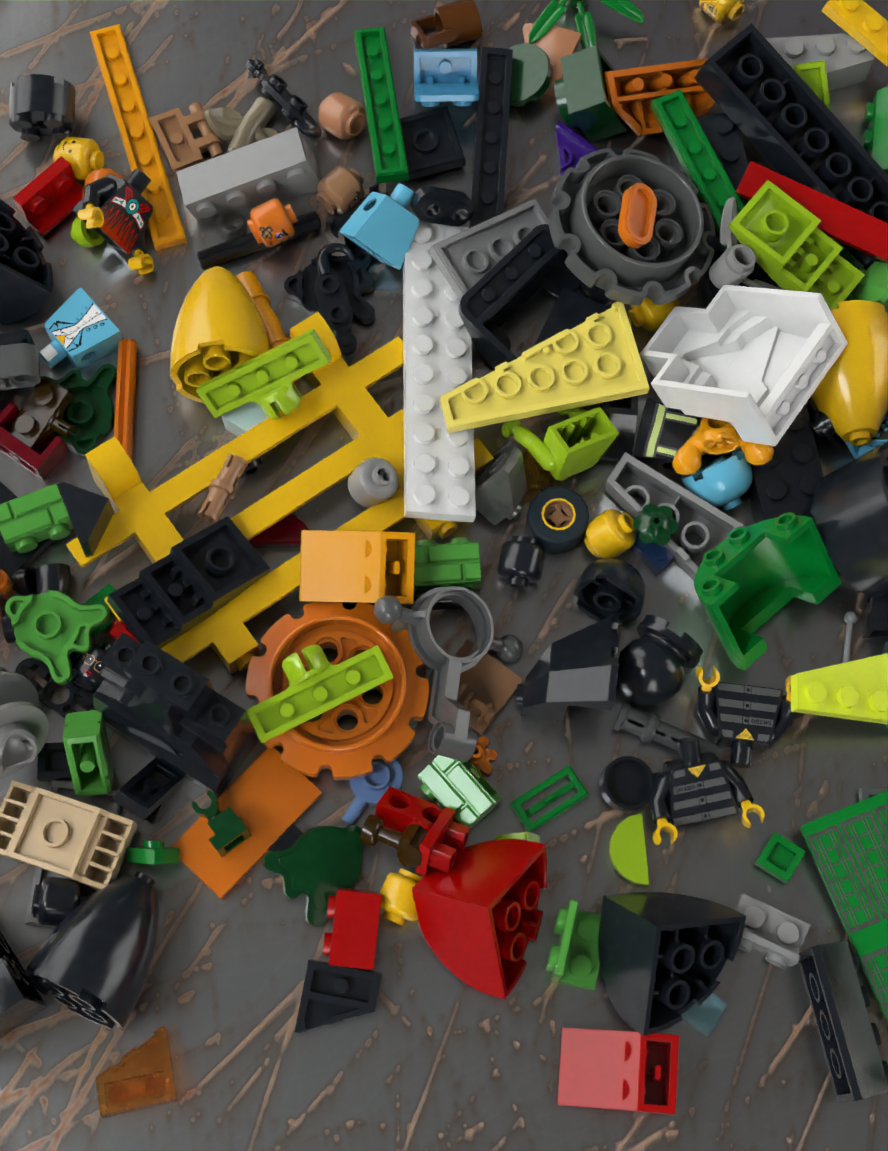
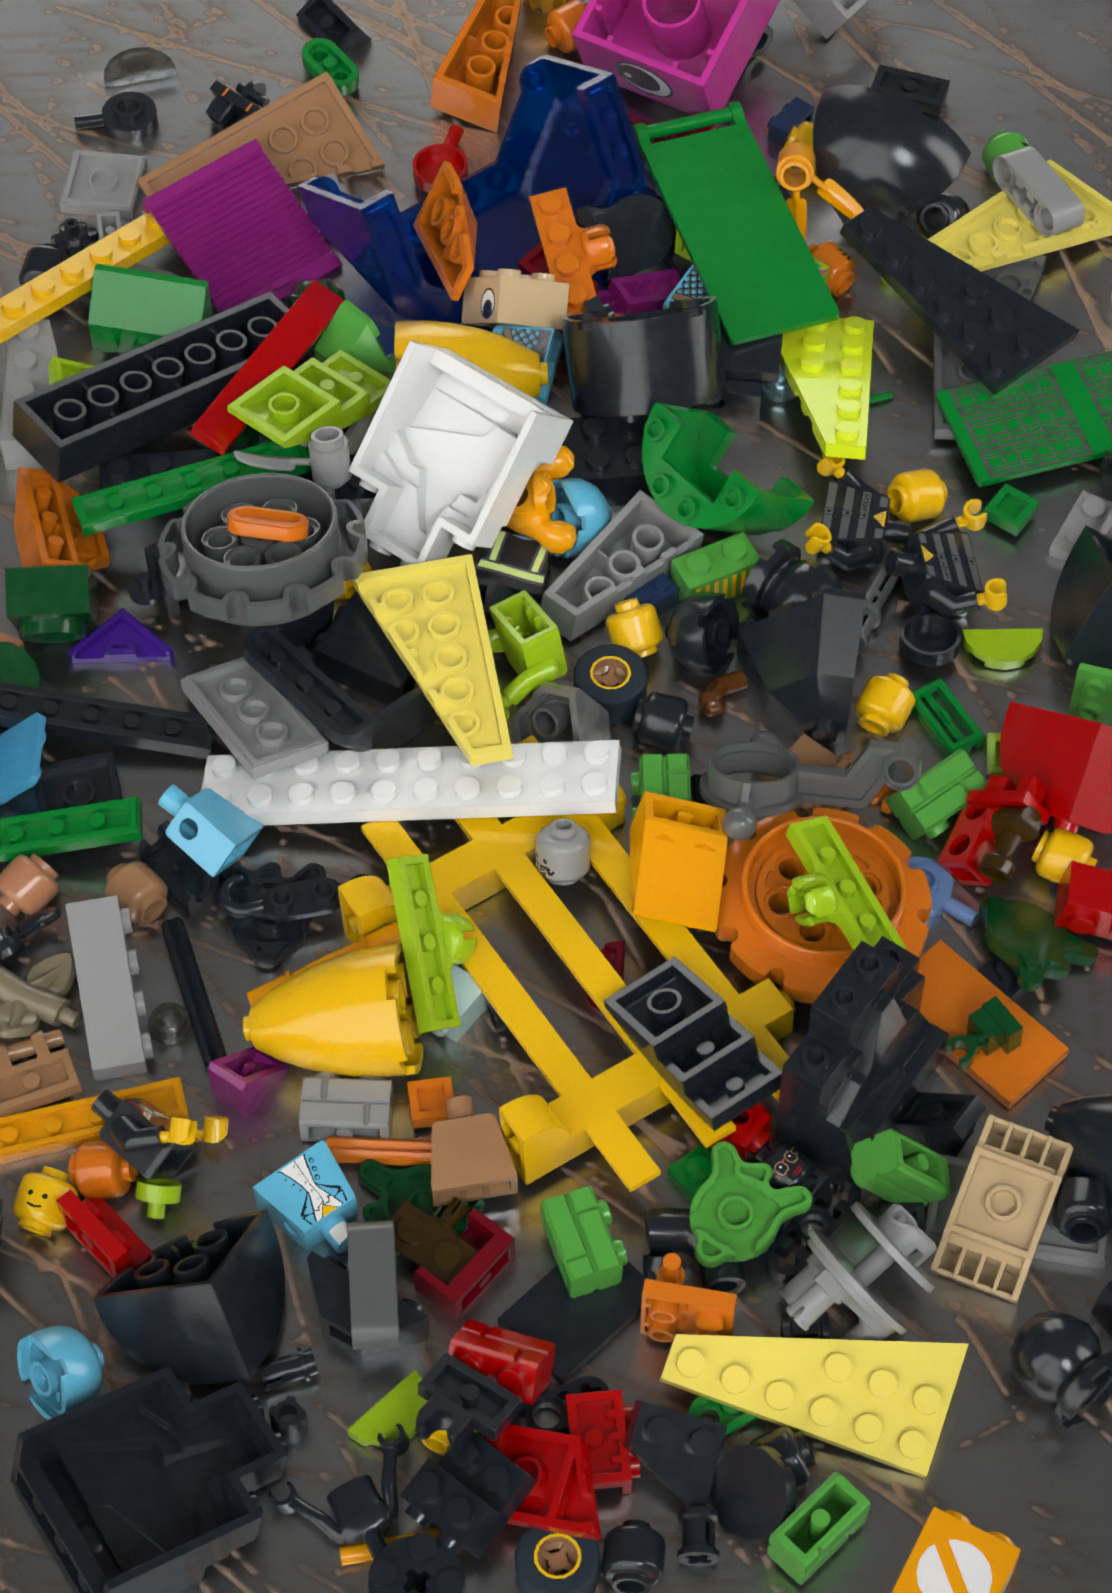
camera: 85 degrees left, 15 degrees down
(88, 514) = (601, 1152): black slope -> none
(101, 420) = (469, 1156): none -> medium nougat torso
(152, 350) = (345, 1107): none -> light grey brick
(153, 853) = (1021, 1107): green plate -> none
(164, 410) = (429, 1100): none -> orange plate
(174, 273) = (245, 1079): none -> magenta slope
(222, 489) = (566, 1007): medium nougat pin -> none
(272, 222) = (185, 957): orange head -> none
(445, 206) = (189, 764): black plate -> none
(553, 744) = (884, 704): none -> yellow head
(564, 607) = (718, 688): none -> reddish brown arm
(653, 532) = (634, 573): dark green plant -> none
(676, 598) = (715, 568): none -> bright green brick
(783, 771) = (917, 495): none -> yellow head
(850, 618) = (801, 439): light grey hinge -> none

